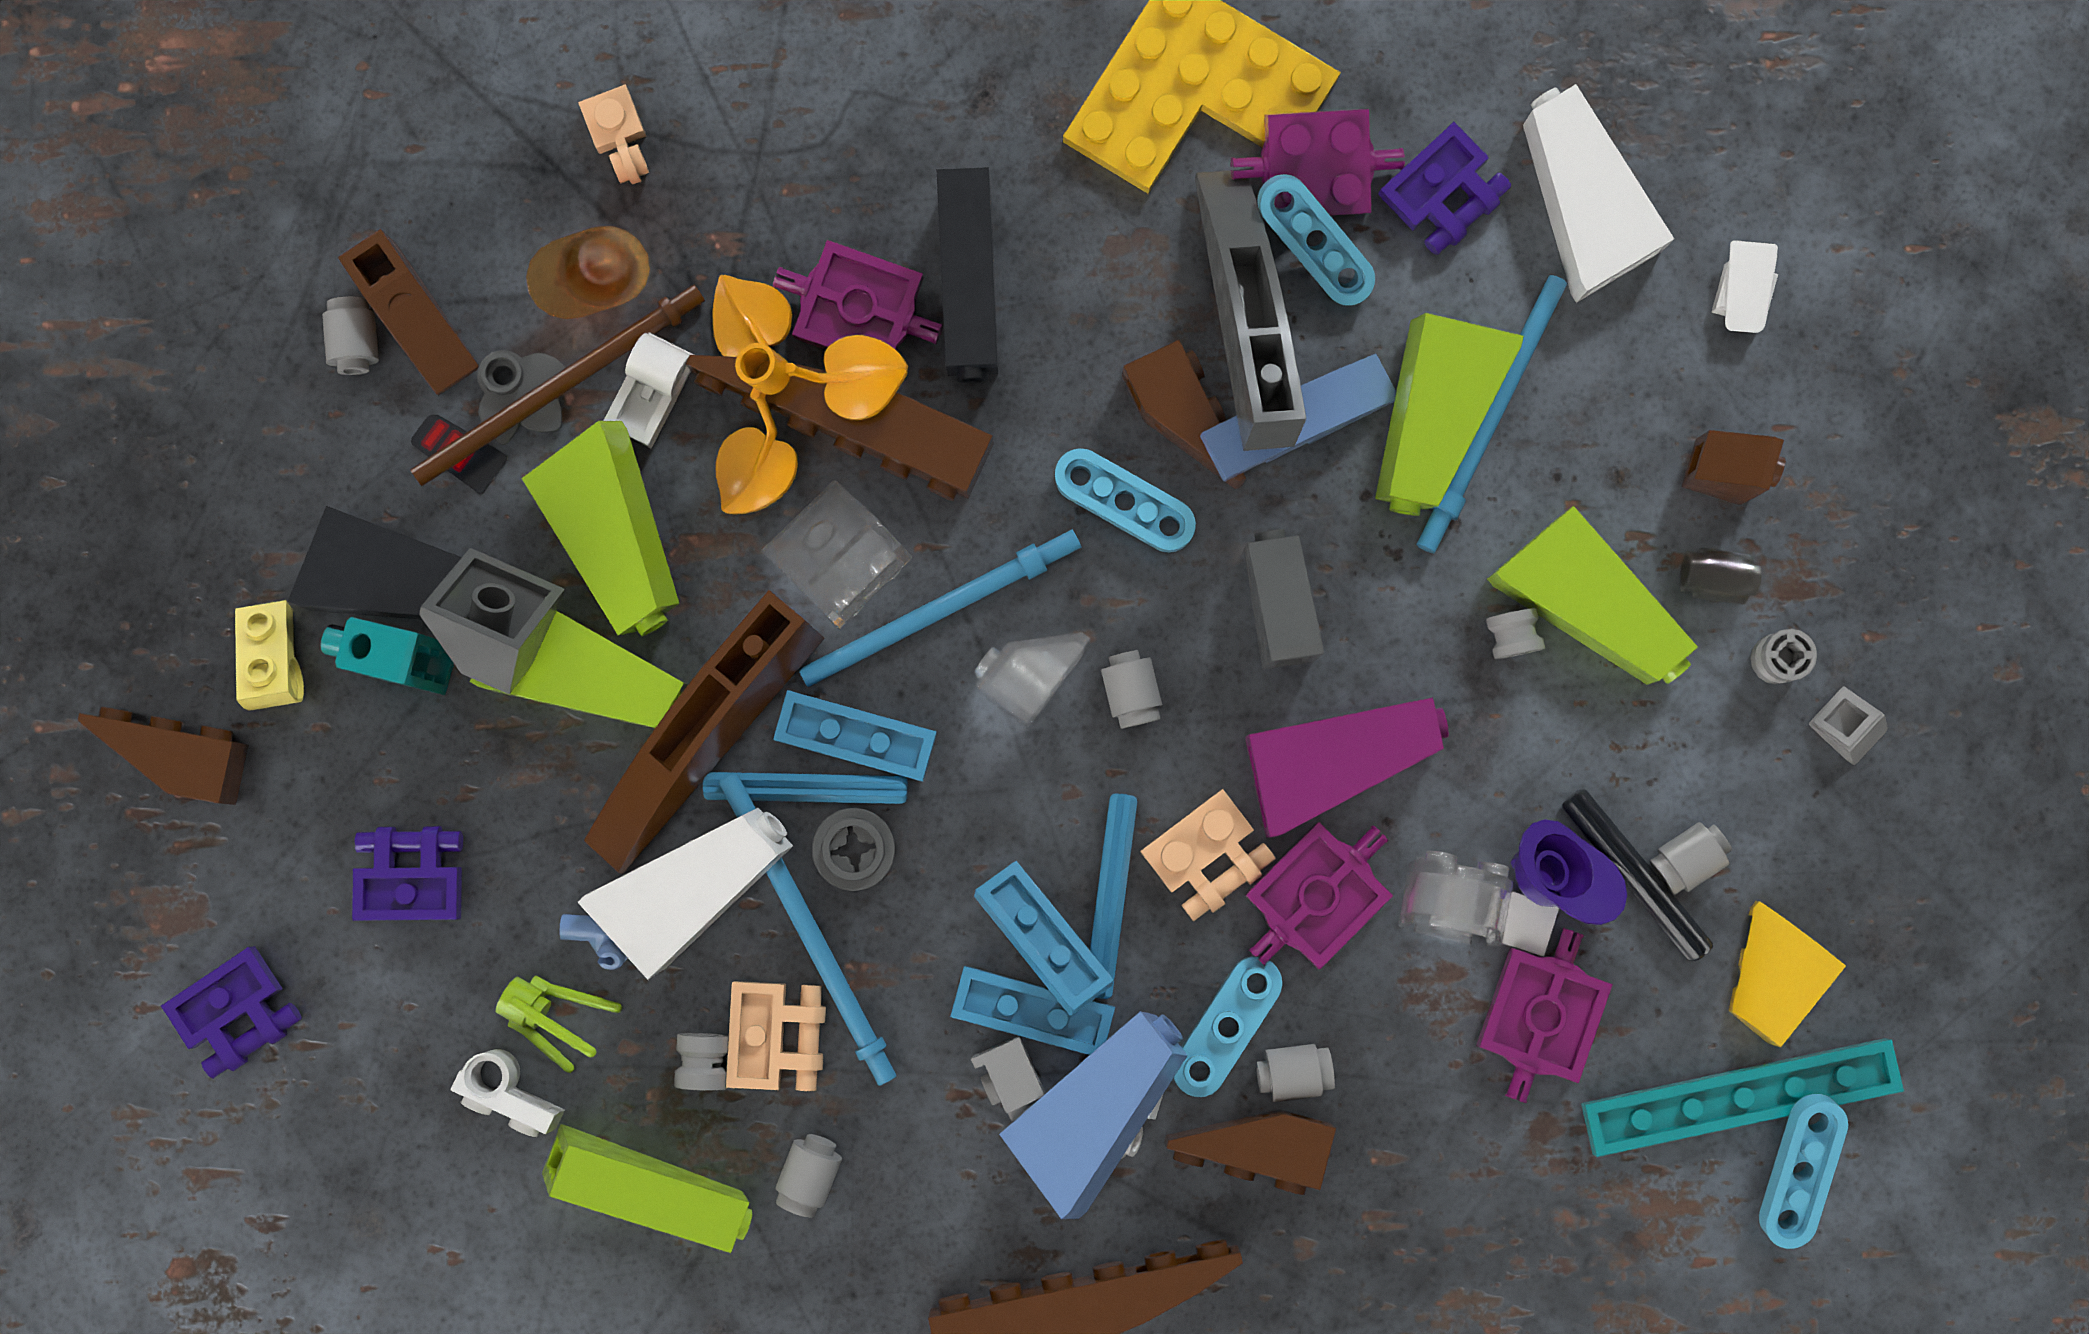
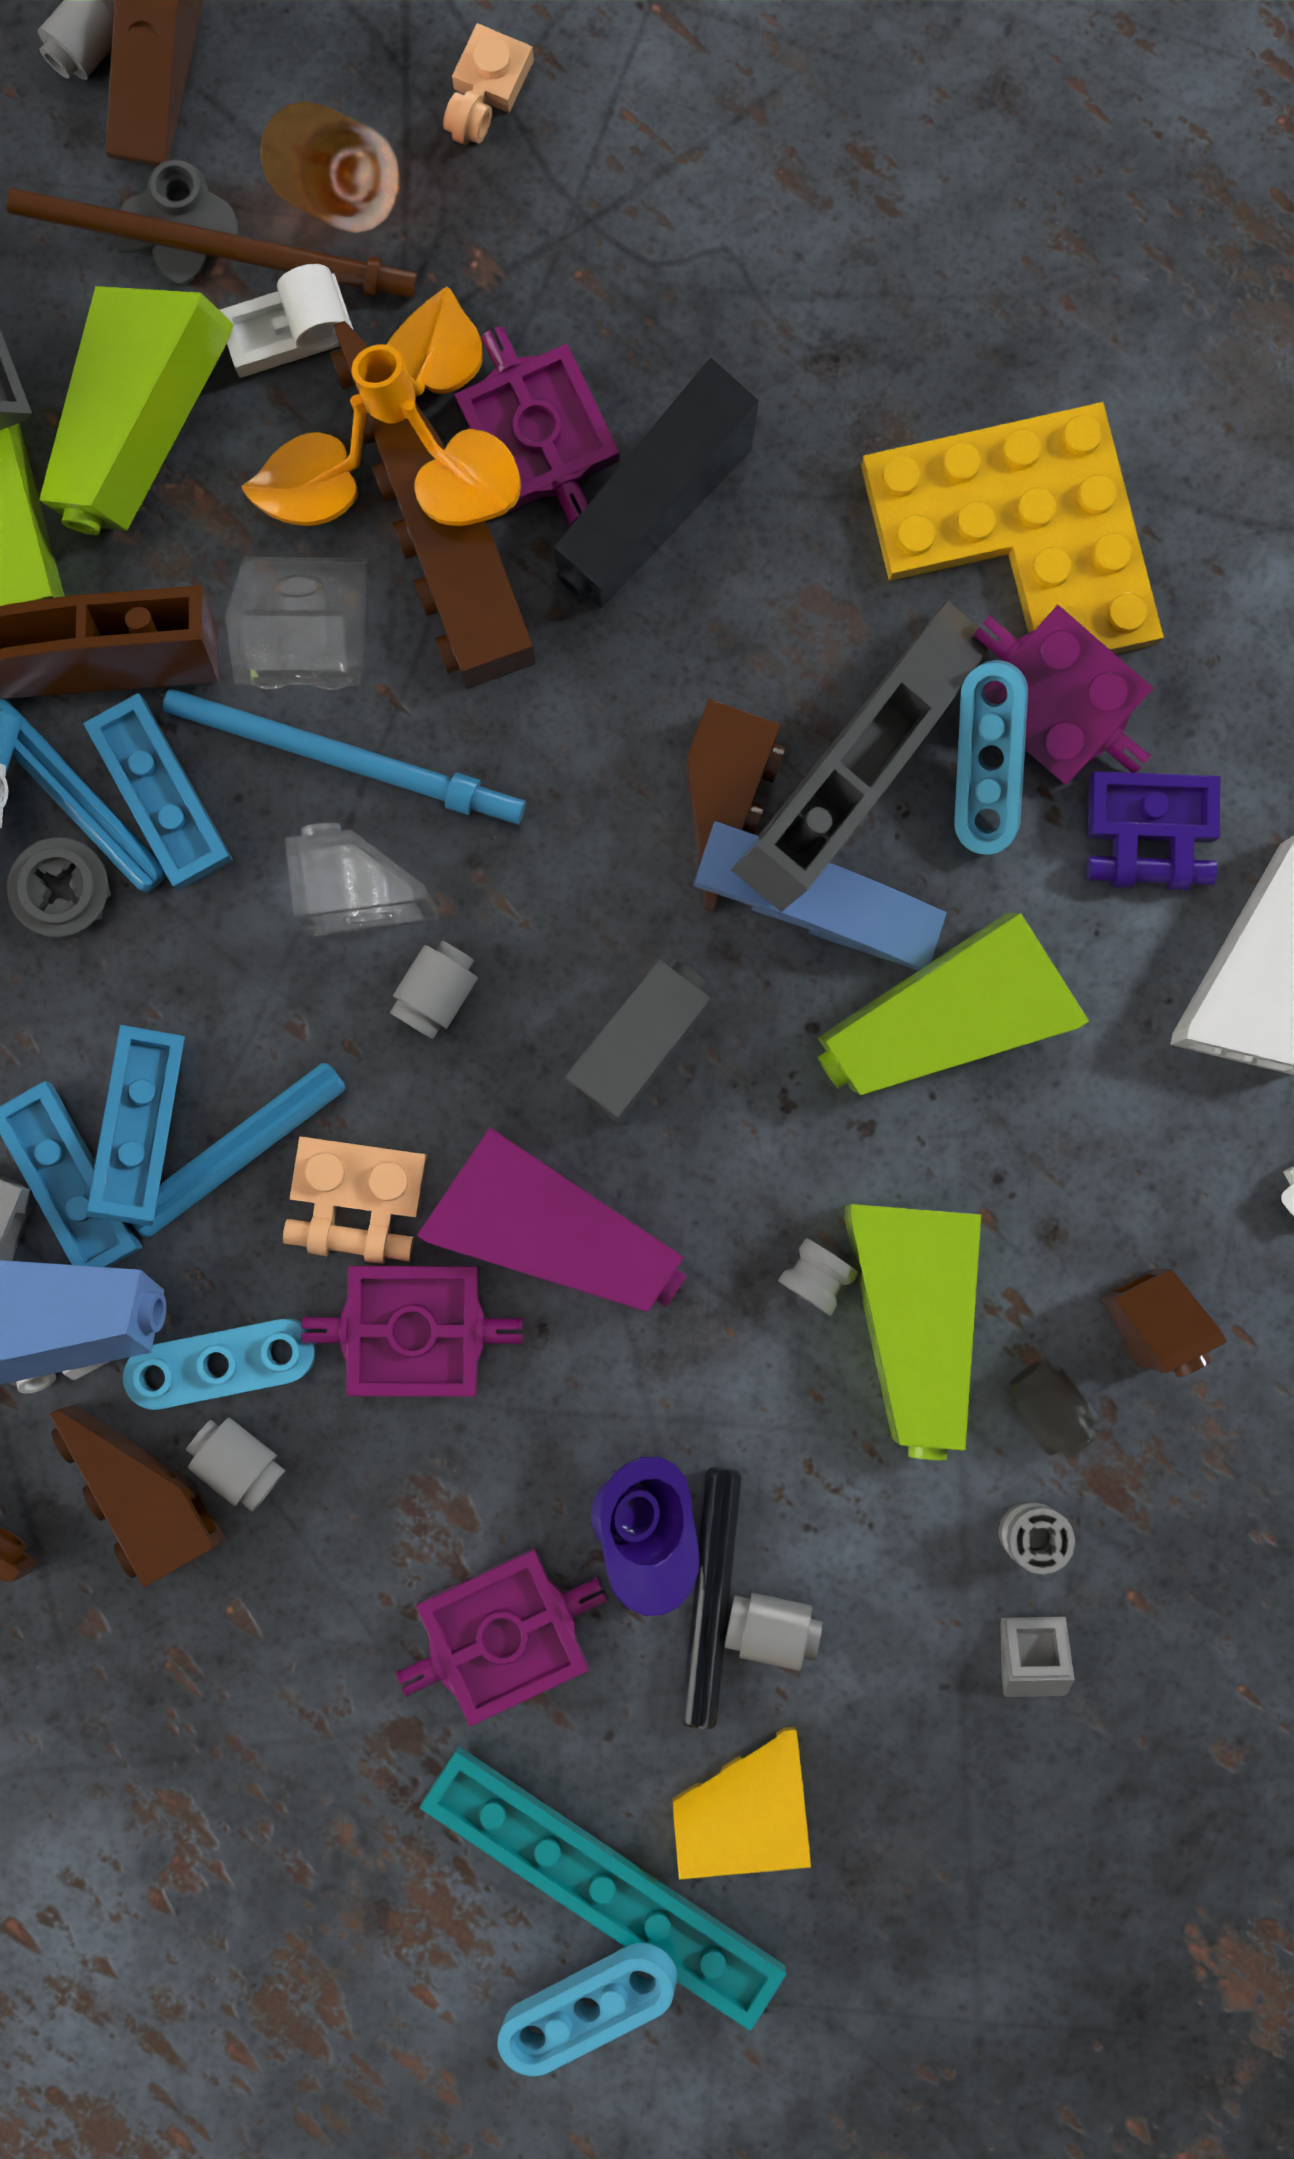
camera: 40 degrees right, 0 degrees up
(475, 470) = (79, 249): black sticker -> none
(1108, 482) = (591, 794): medium azure plate -> none
(1453, 500) = (881, 1104): dark azure bar -> none
(1456, 899) = (523, 1456): clear brick -> none
(1529, 925) = (567, 1539): white tile -> none

